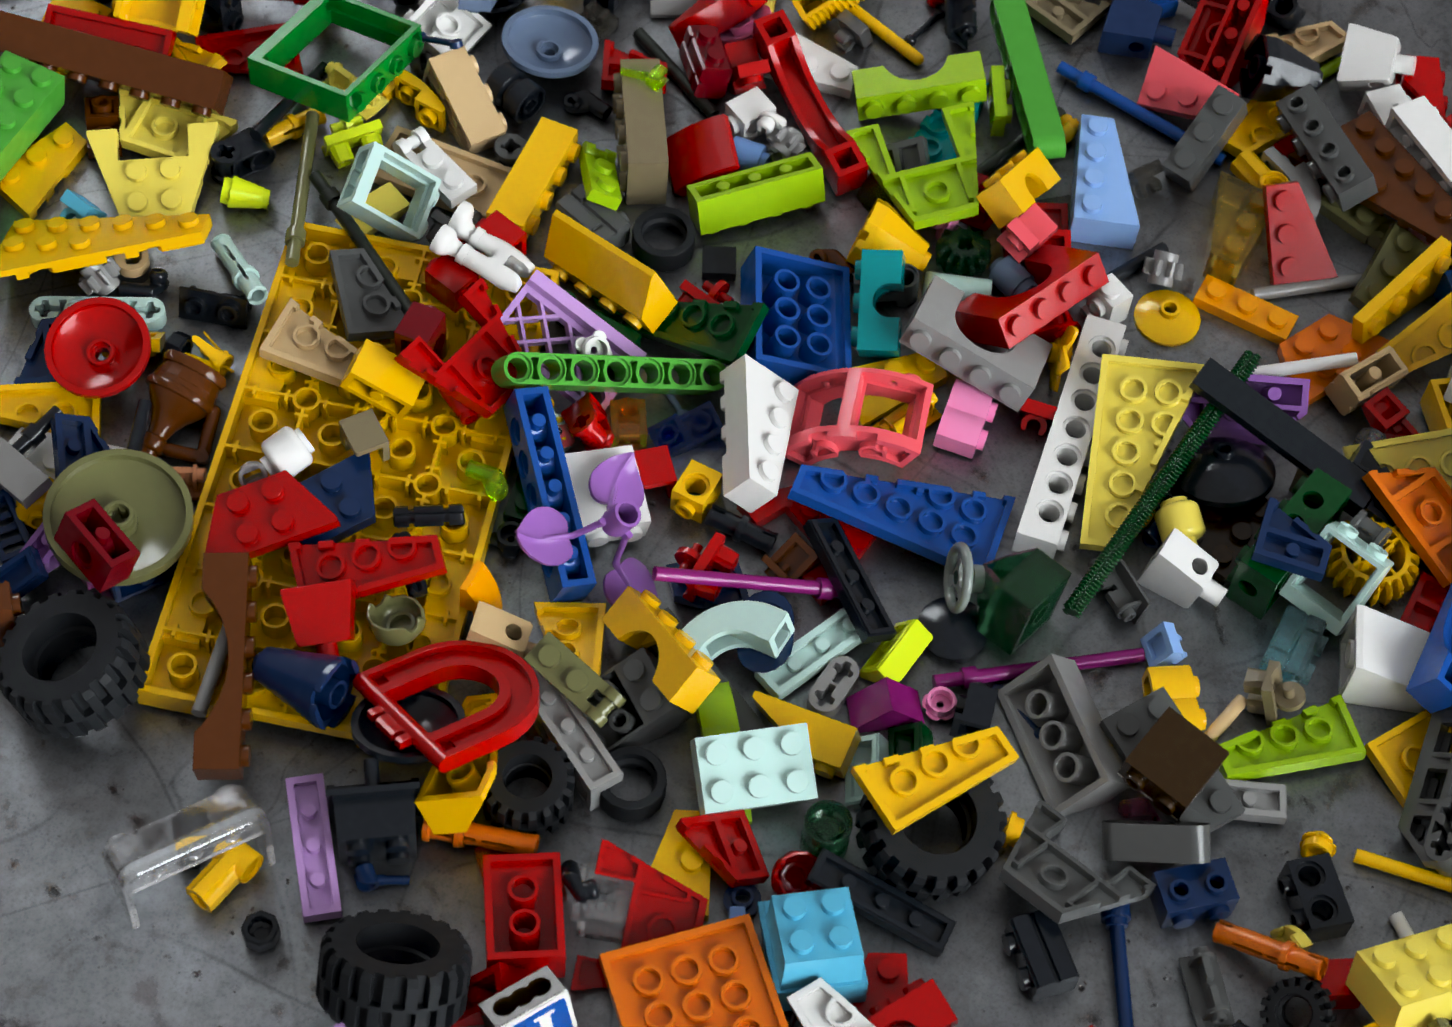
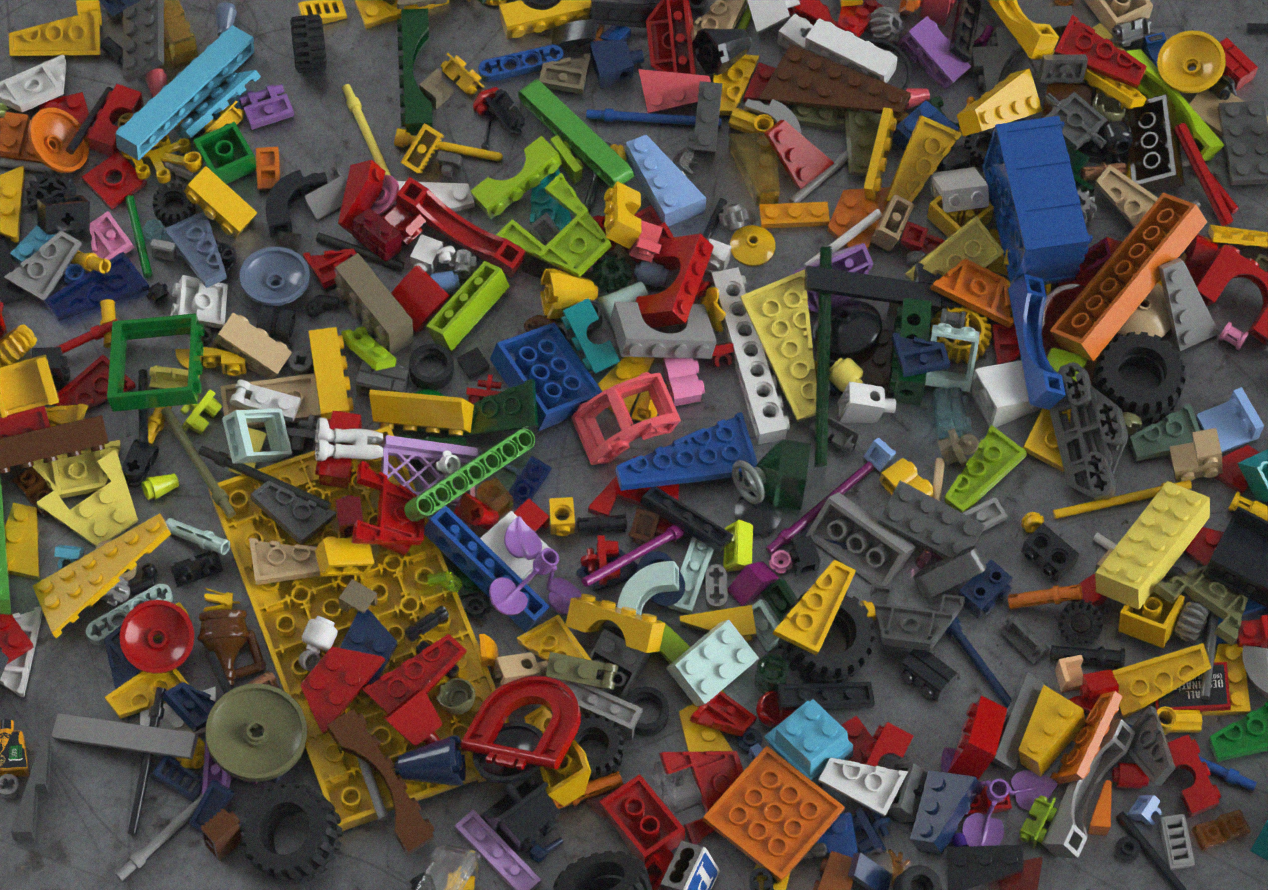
camera: 30 degrees left, 5 degrees up
(96, 545) = (266, 757): dark red brick -> none
(178, 341) = (195, 607): black tile -> none
(454, 44) = (227, 315): dark blue hinge -> none
(572, 880) = (660, 786): black arm -> none
(654, 79) = (367, 269): clear neon green hand -> none
(755, 431) = (574, 460): white wedge -> none
(1172, 763) = (935, 523): dark brown piece -> none
(1292, 933) = (1049, 581): light yellow tile -> none
(1326, 148) = (782, 84): dark grey brick -> none

